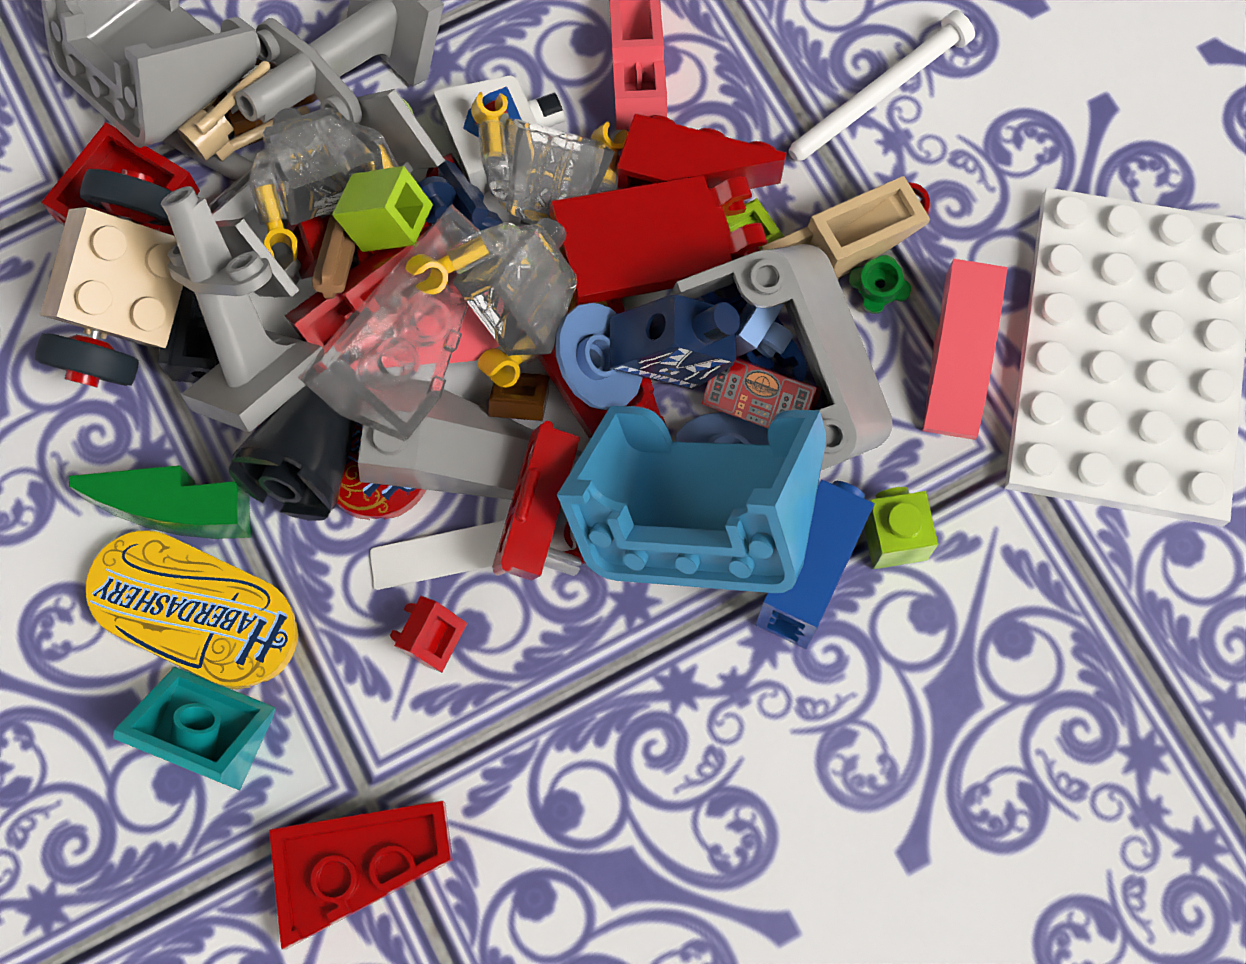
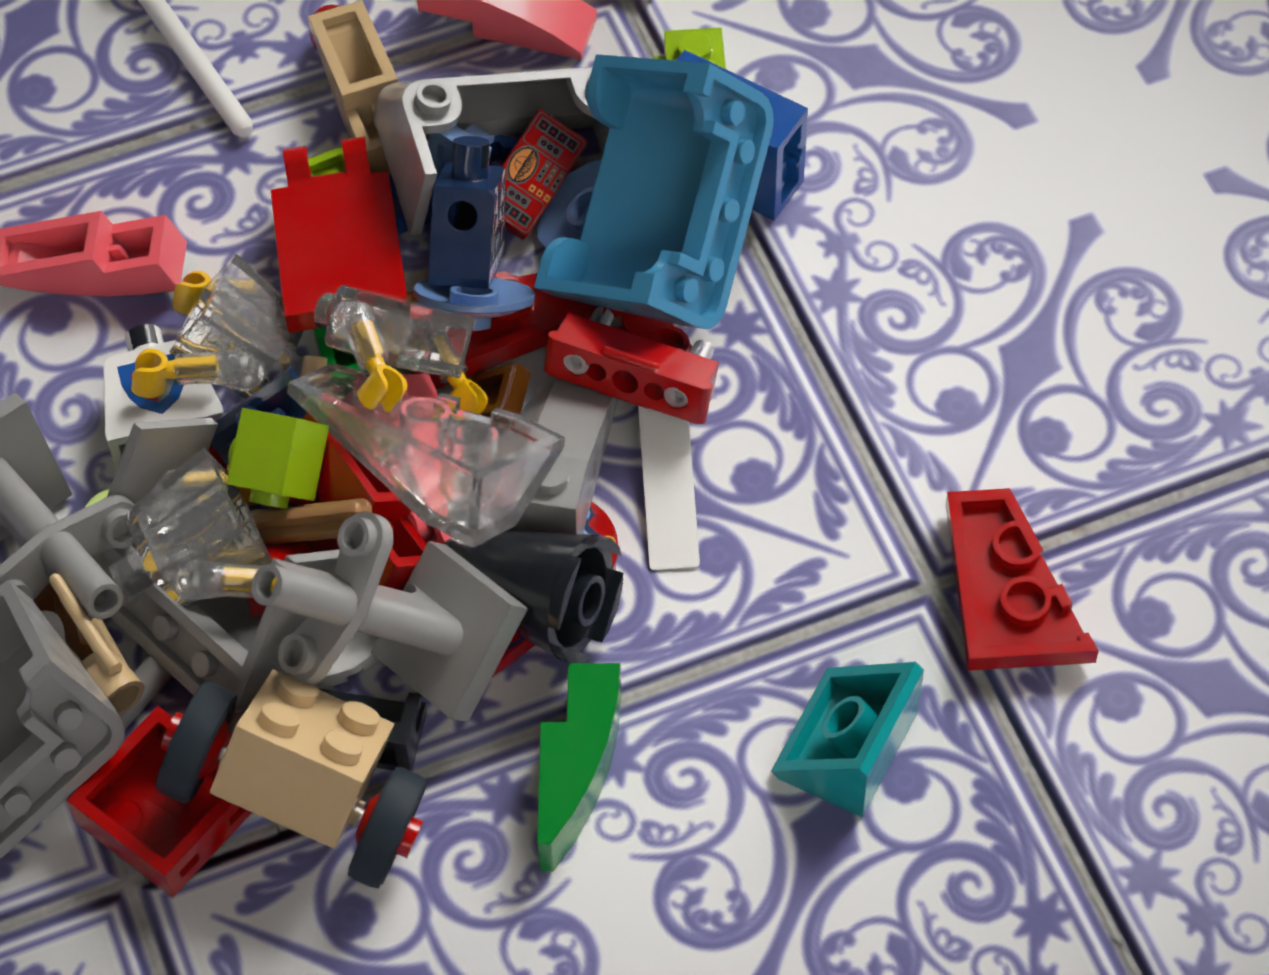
camera: 85 degrees left, 15 degrees down
(192, 609) = (704, 748): yellow tile -> none
(429, 633) = (760, 498): red tile -> none
(666, 151) = (237, 210): red slope -> none
(883, 269) = (415, 61): green plate -> none

